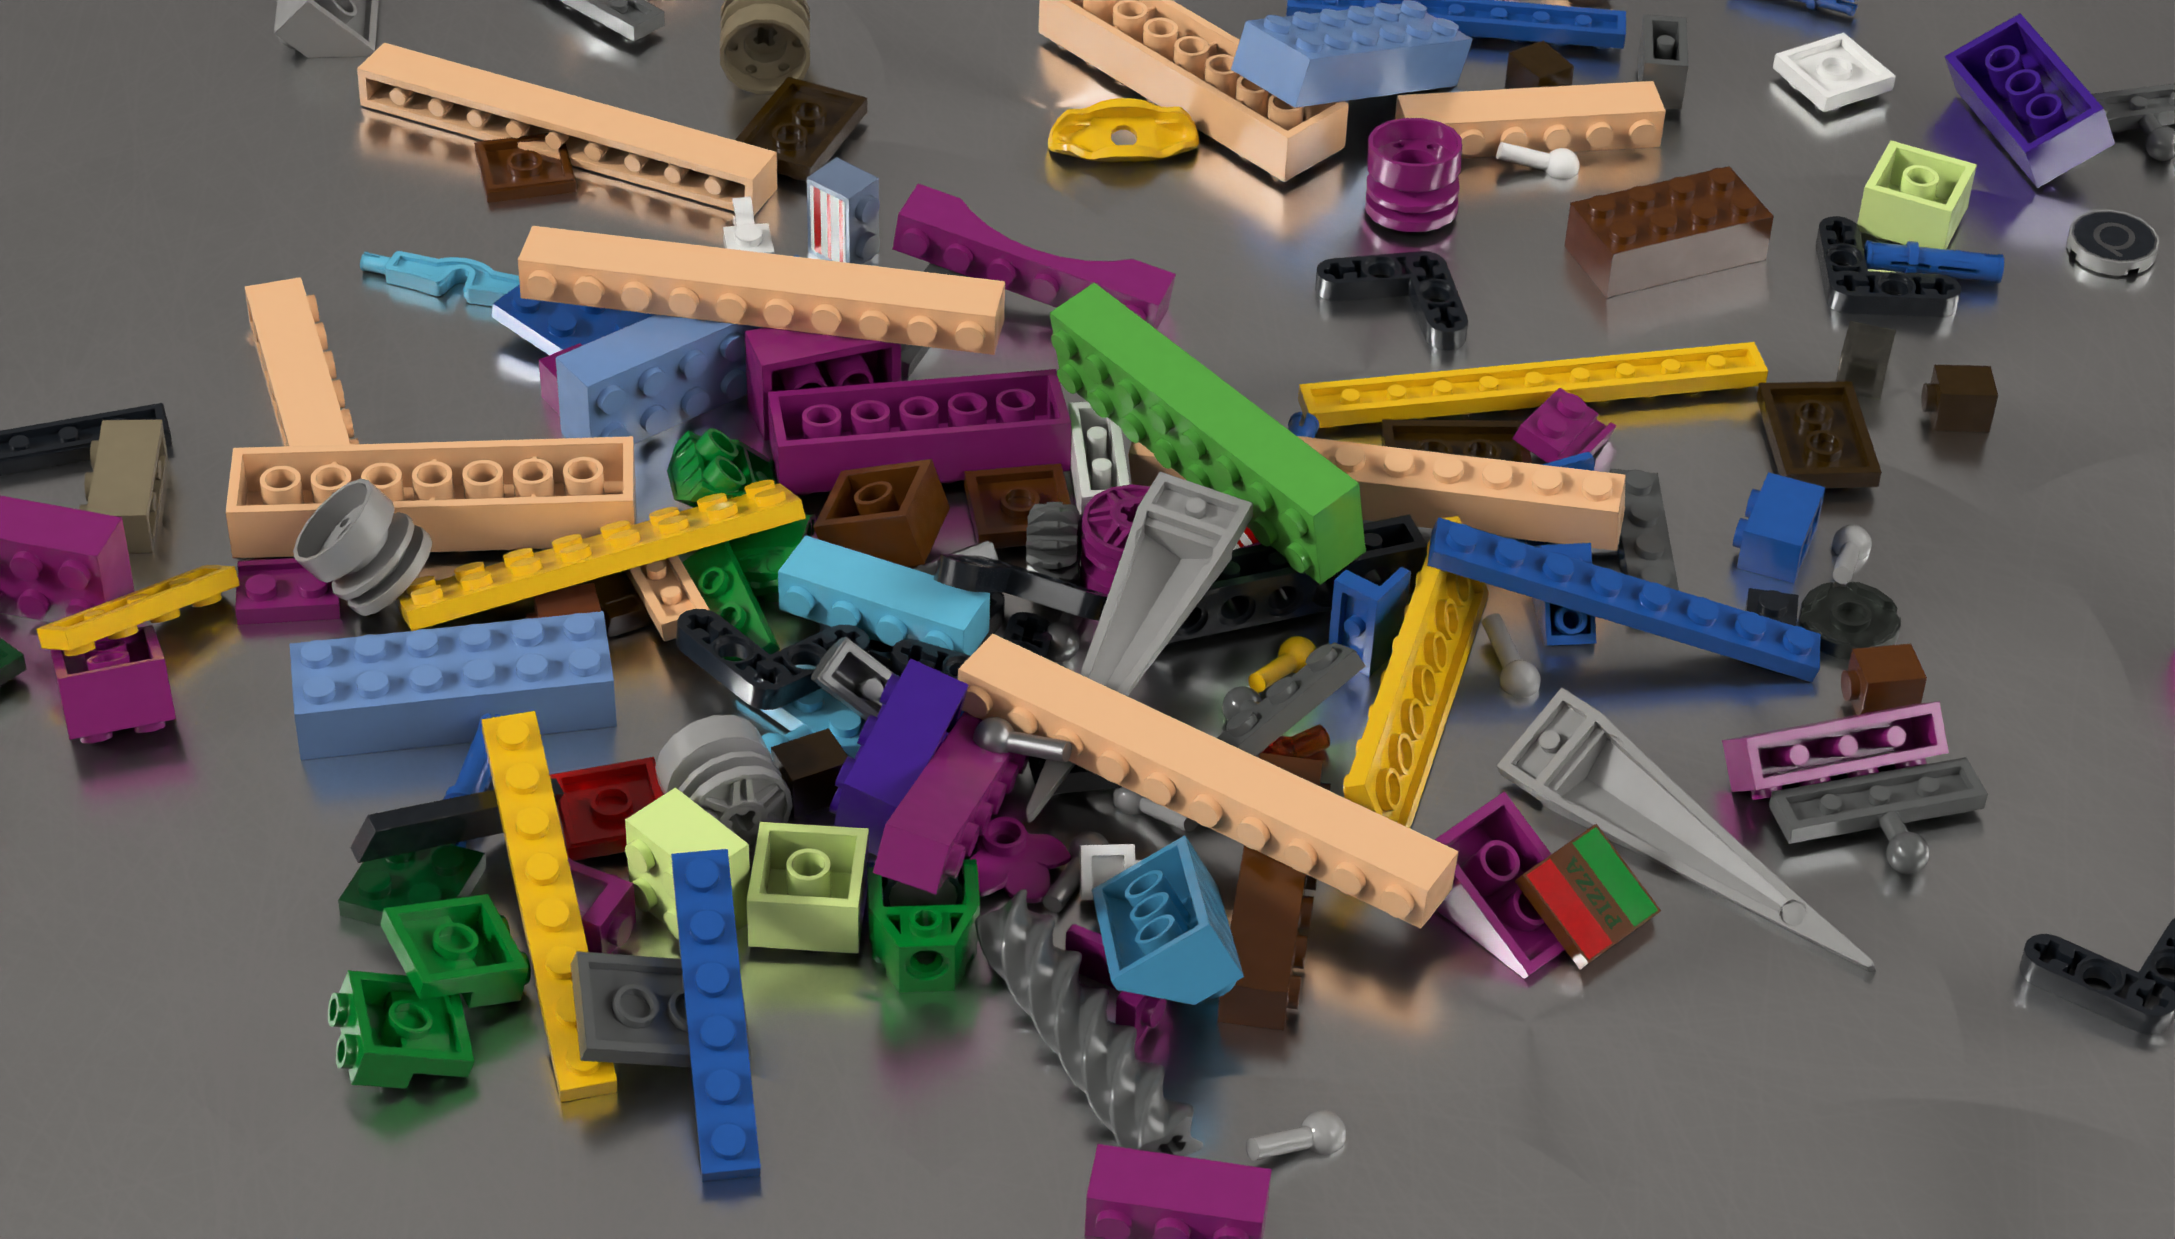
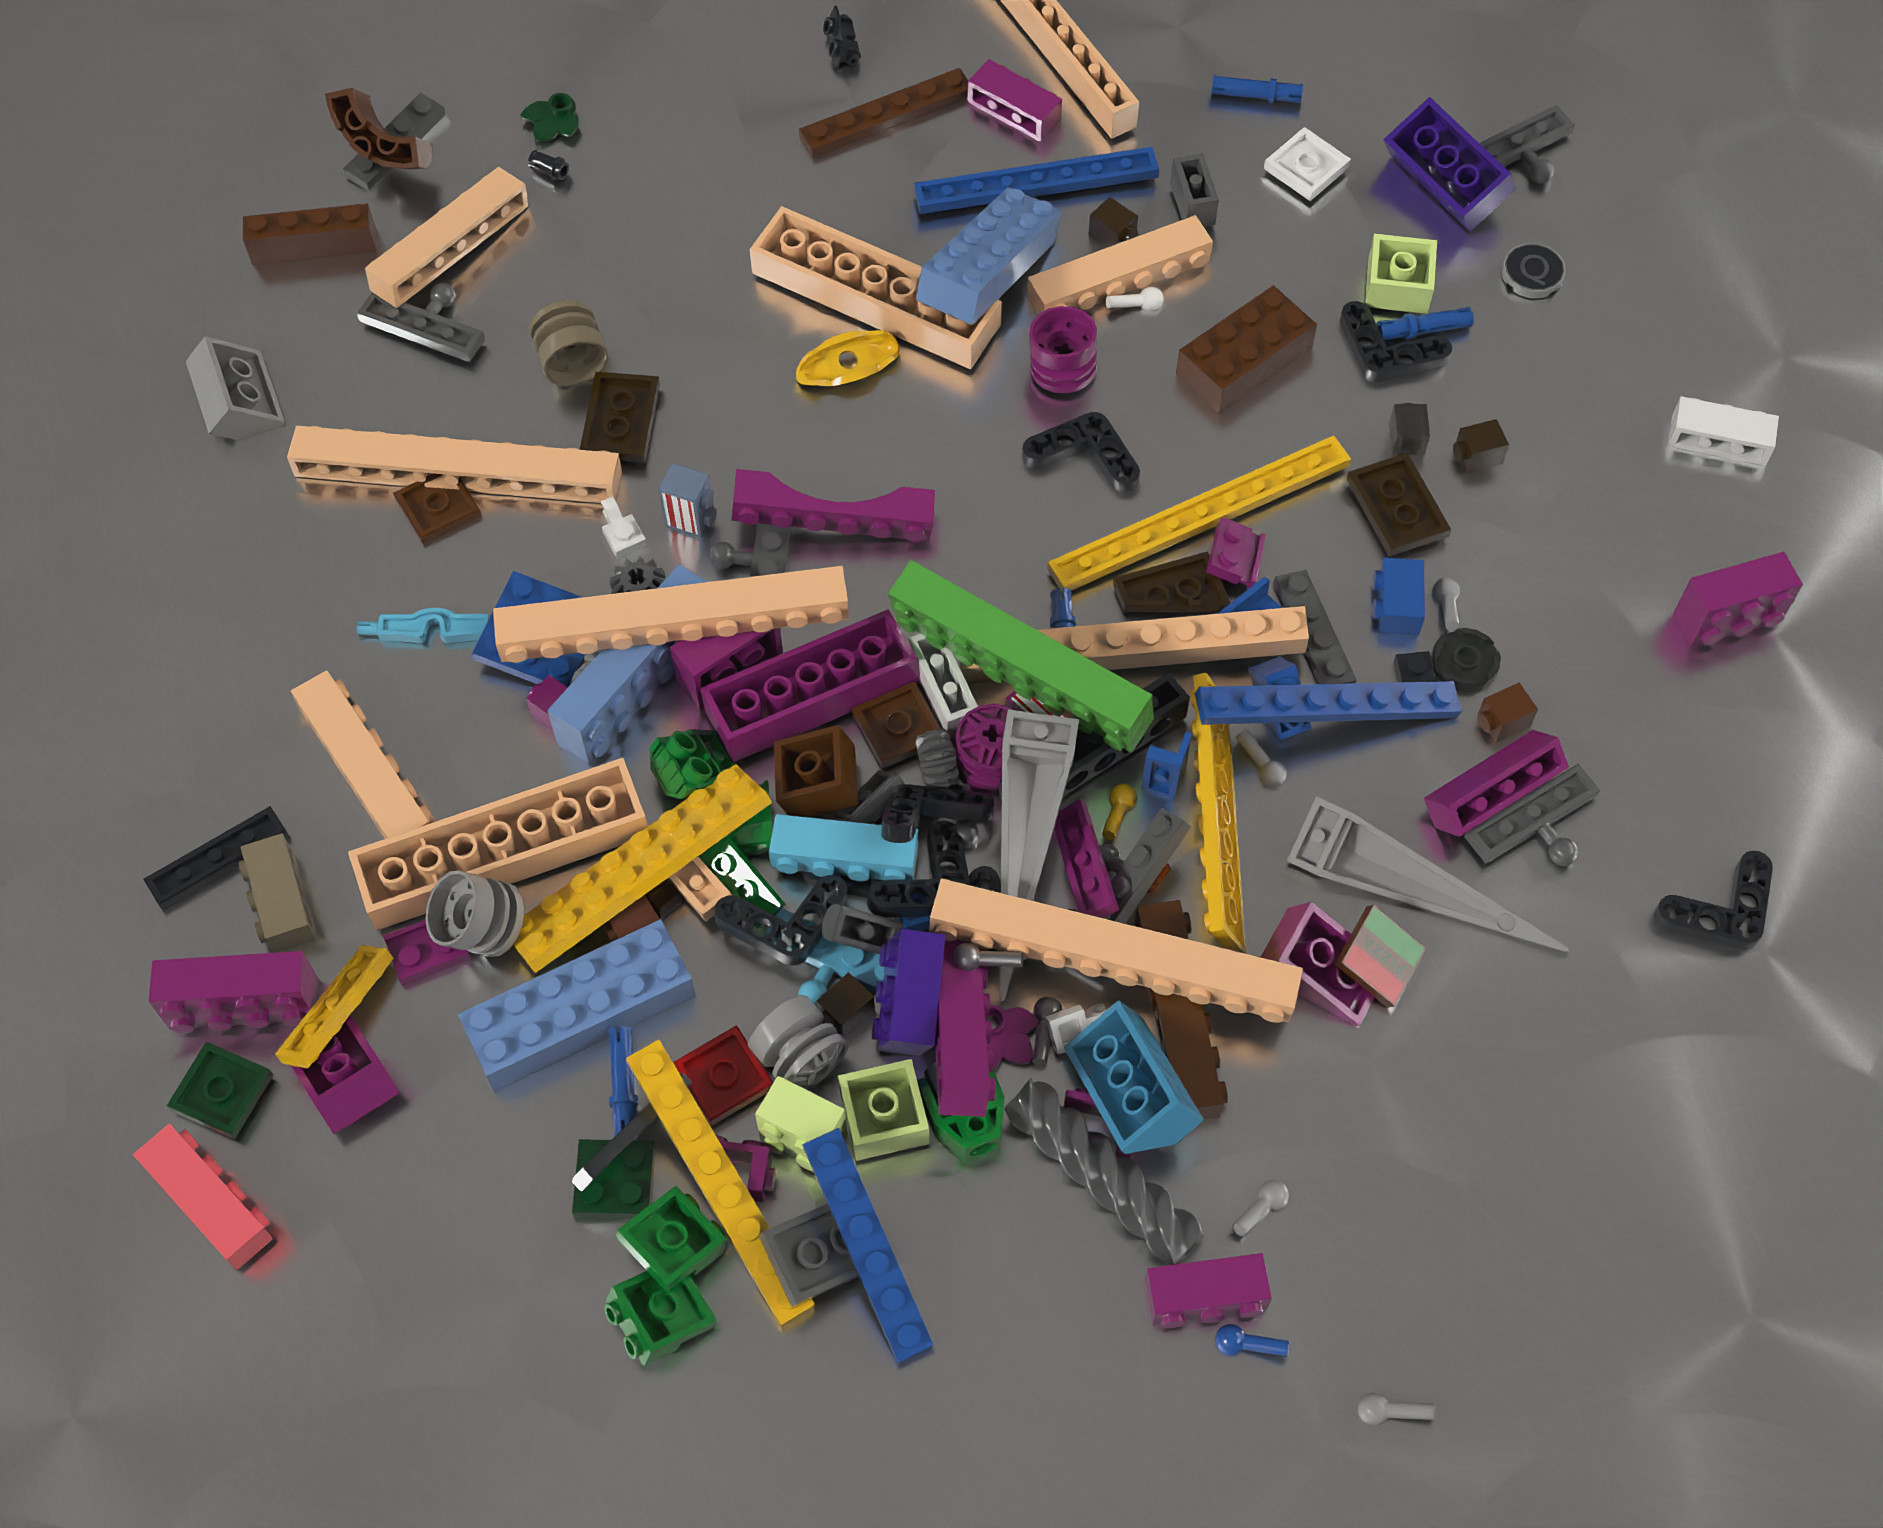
camera: 15 degrees left, 20 degrees up
(1209, 684) = (1084, 861): none -> magenta plate

